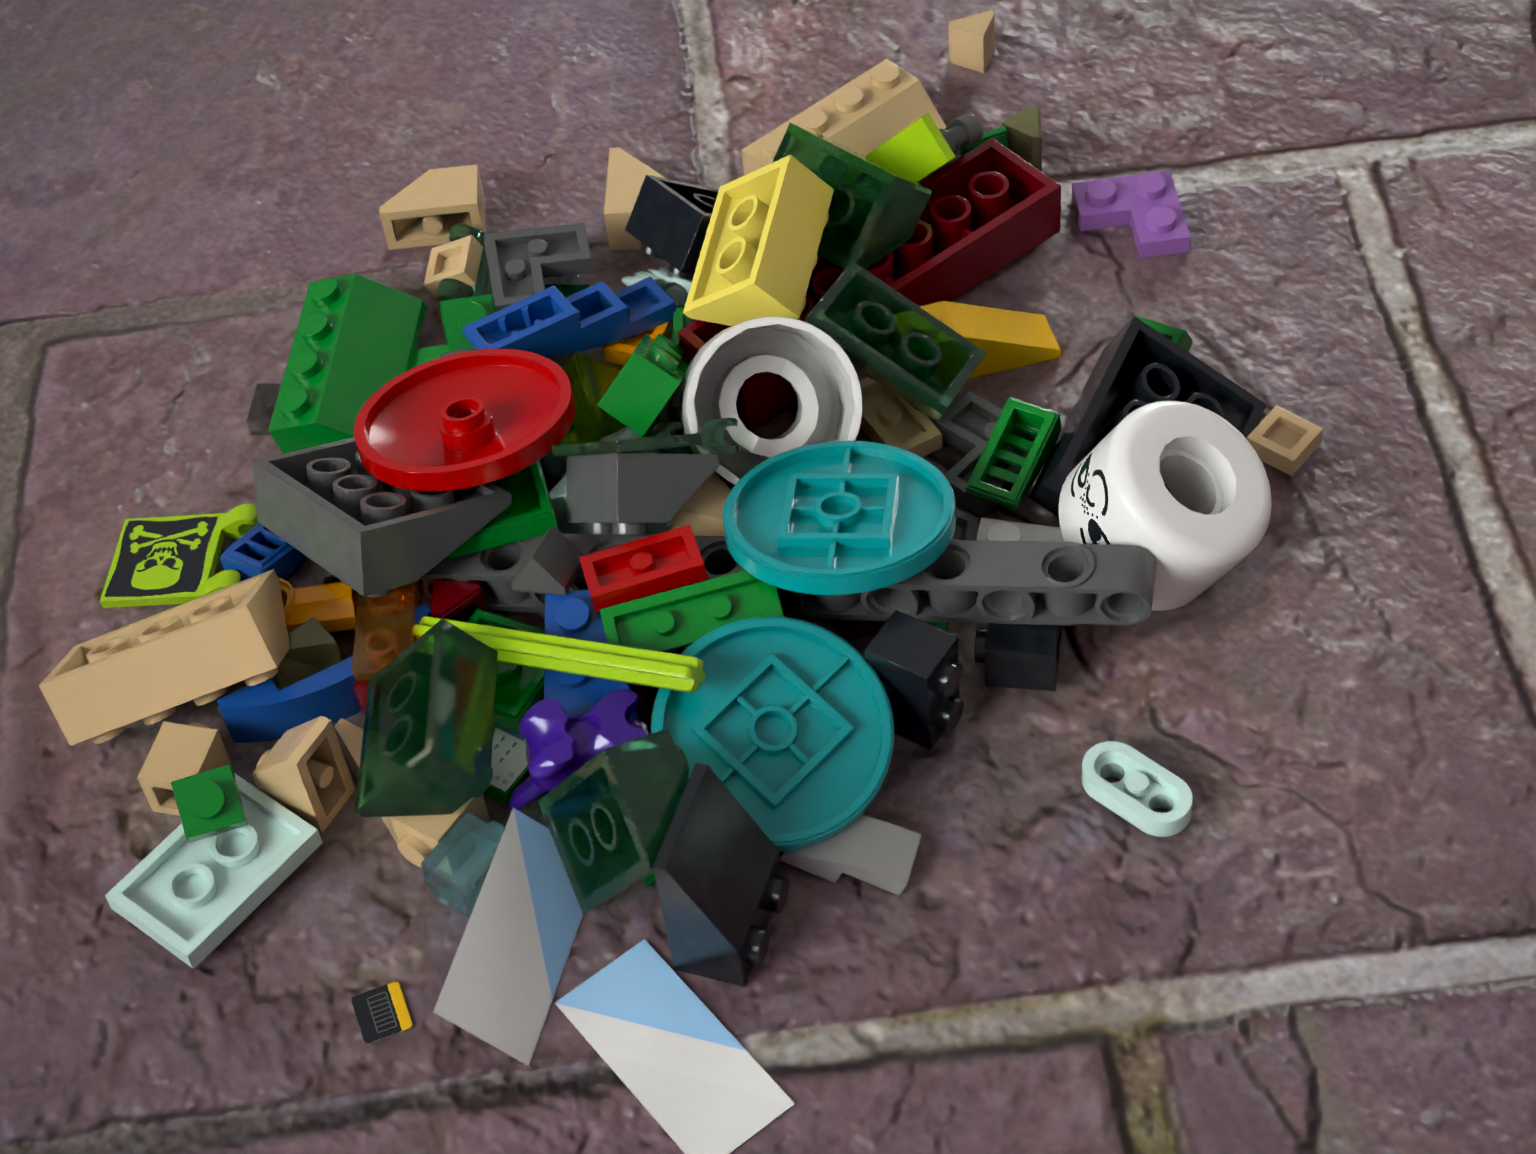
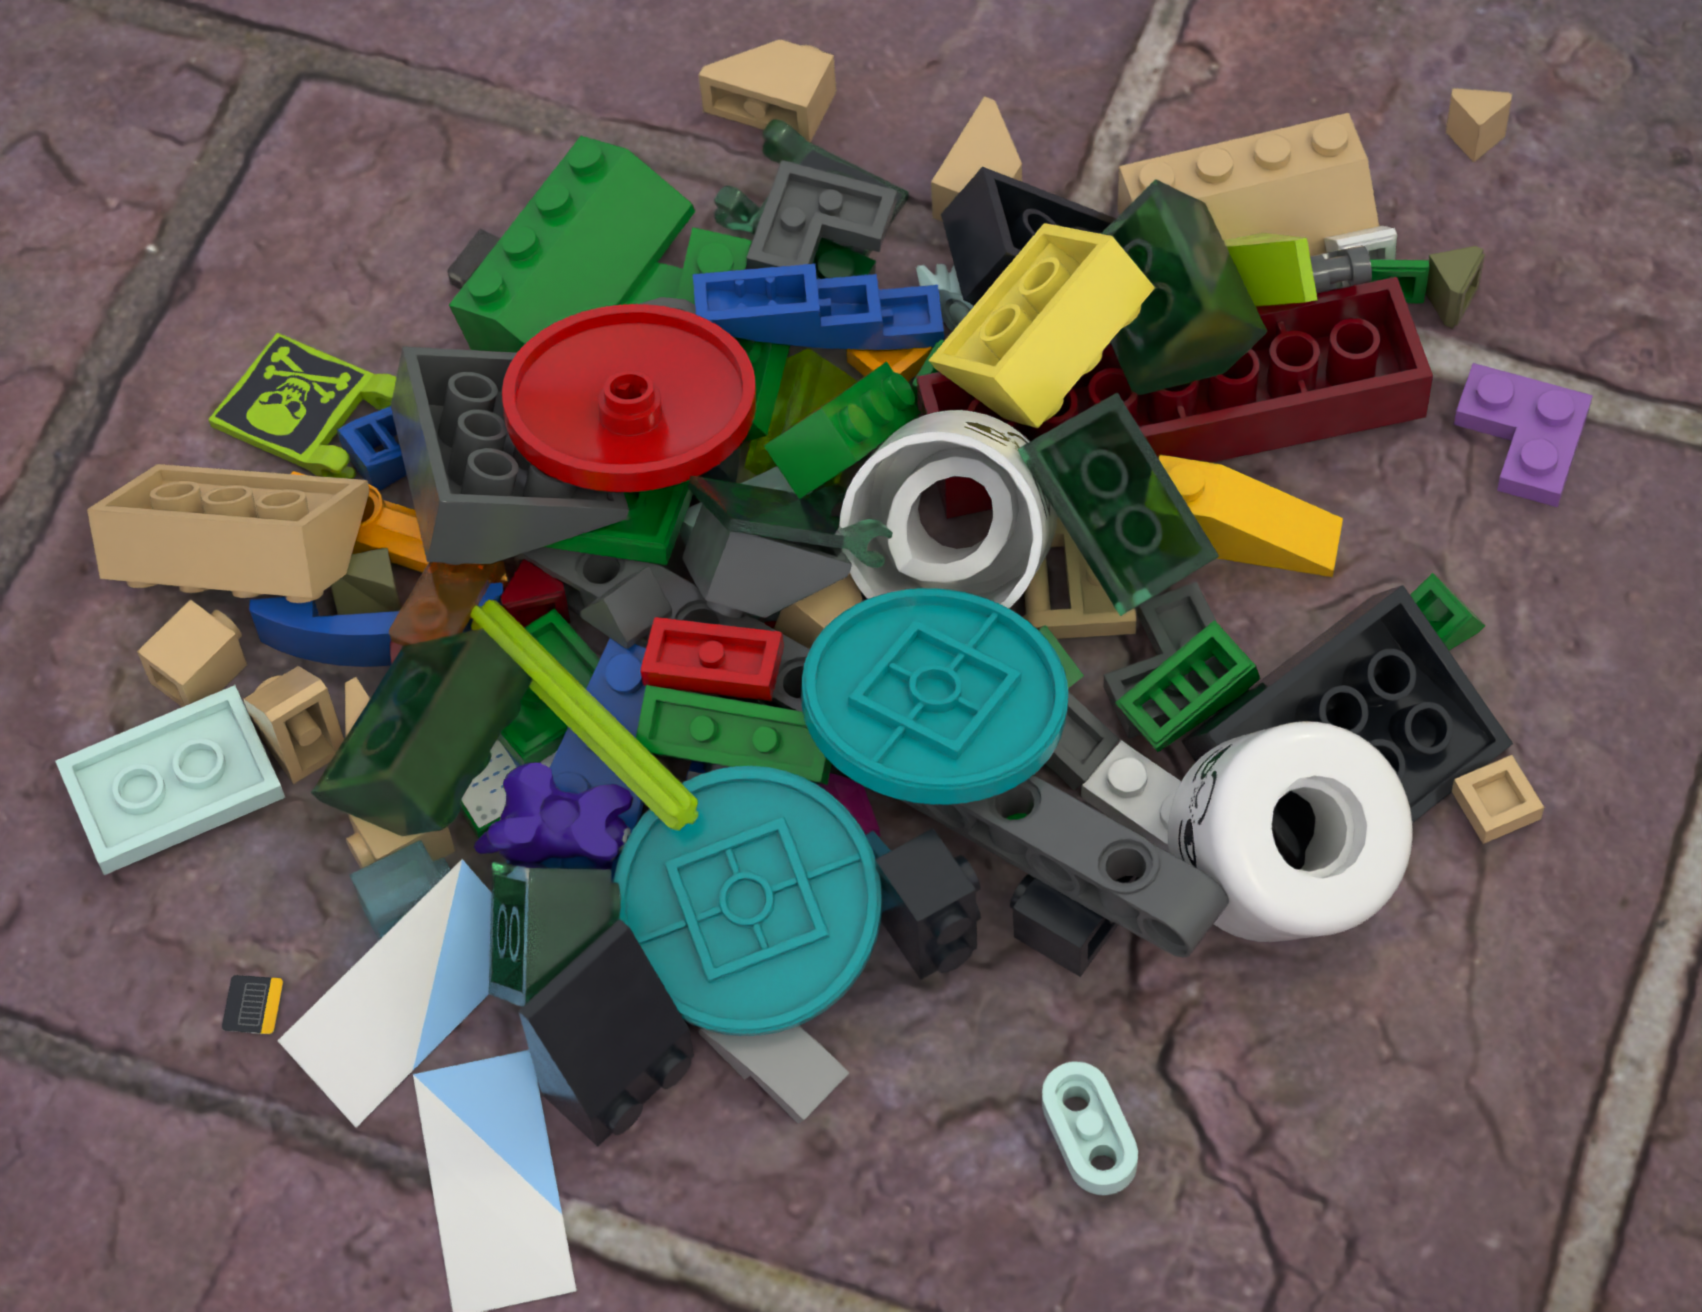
camera: 25 degrees right, 10 degrees up
(209, 803) = (189, 712): green plate -> none
(453, 260) = (750, 168): tan plate -> none

